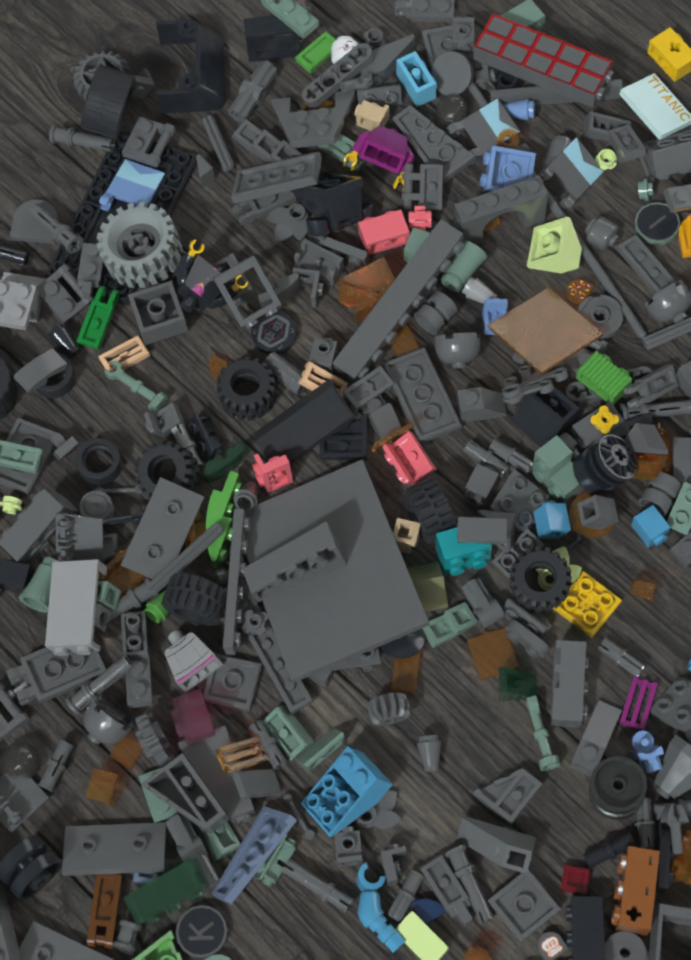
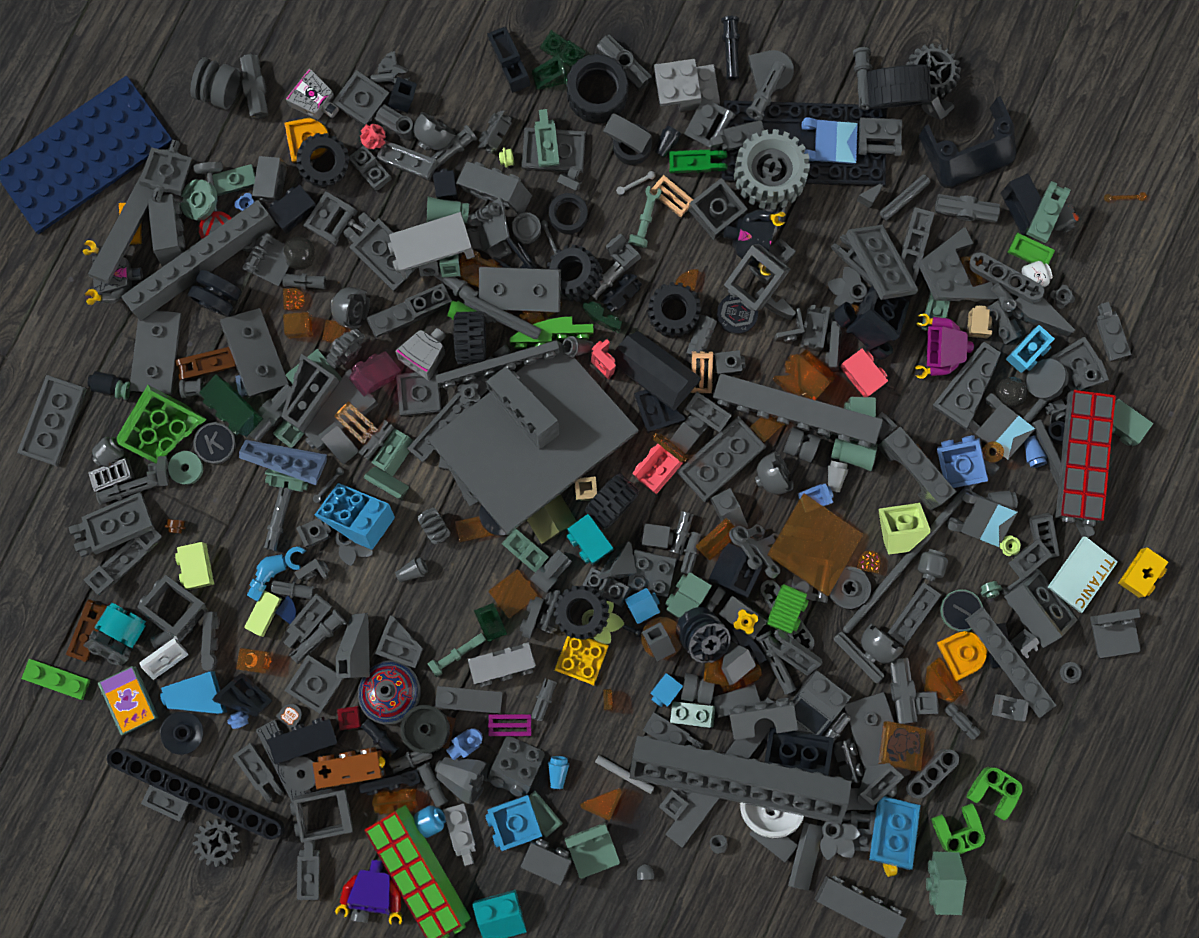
camera: 65 degrees right, 15 degrees up
(70, 786) = (293, 299): none -> clear orange tile
(91, 690) = (370, 285): dark grey pin -> none
(96, 403) = (621, 190): none -> light grey hinge
(420, 218) = (888, 400): coral gear -> none
(430, 186) = (924, 398): dark grey plate -> none
(482, 530) = (601, 550): dark grey tile -> none
(506, 423) = (716, 539): none -> clear orange tile
(579, 824) = (402, 695): none -> dish
(675, 817) = (414, 783): dark grey bar -> none

